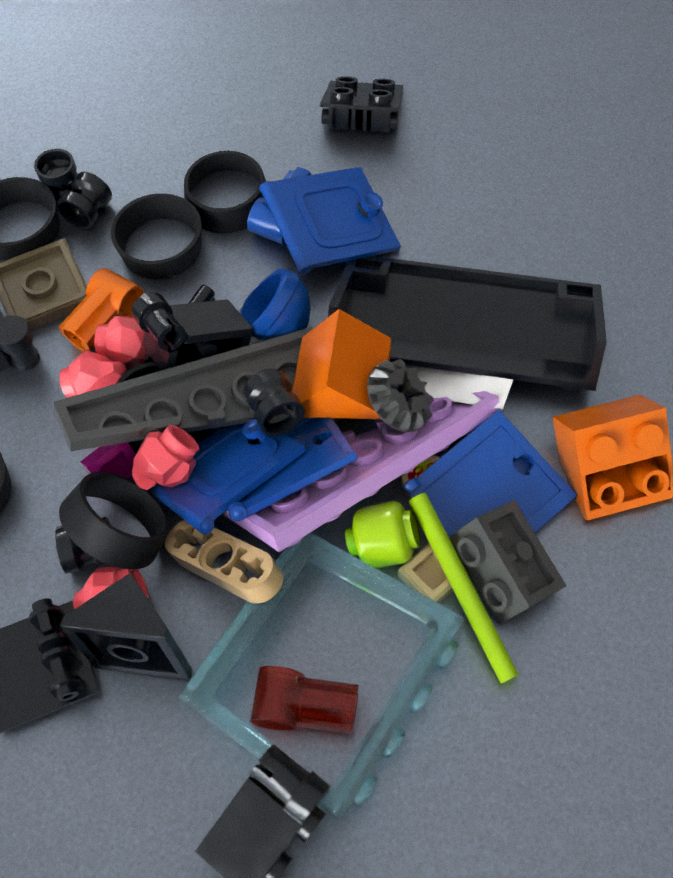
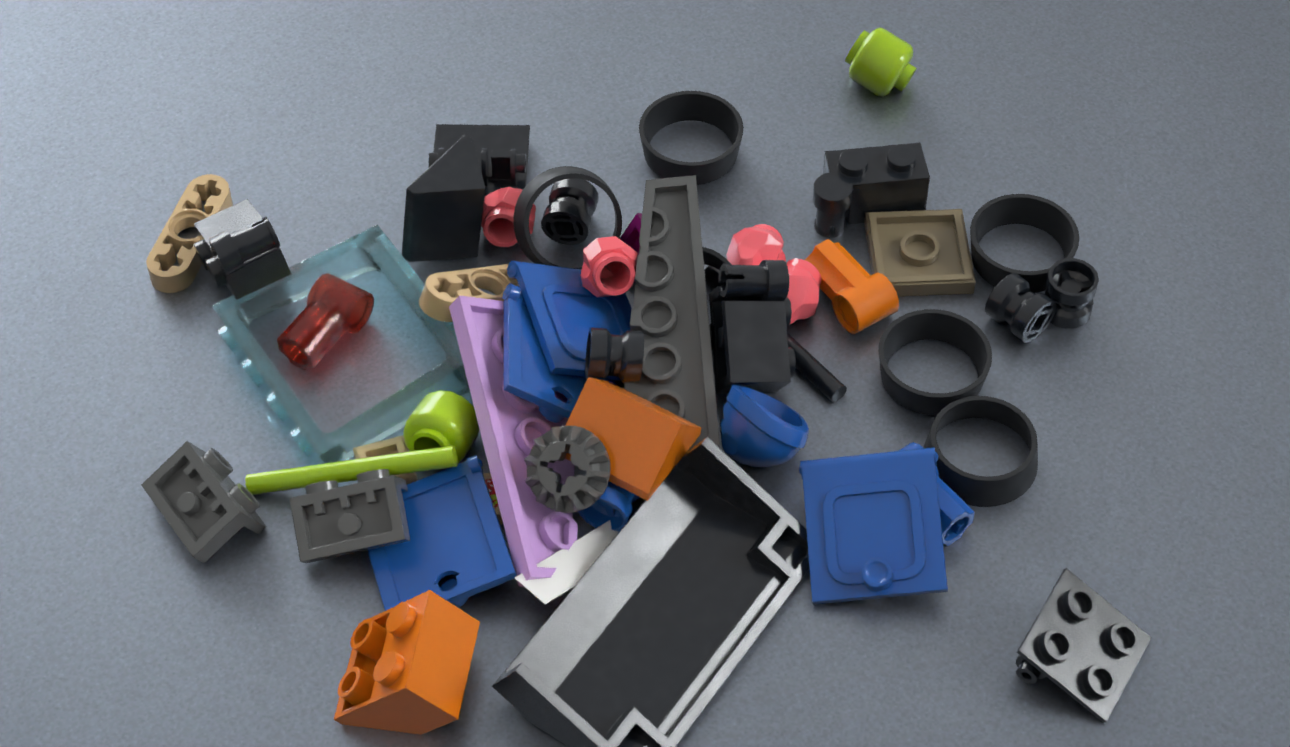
camera: 110 degrees right, 10 degrees down
(556, 701) = (202, 500): none -> dark grey bracket

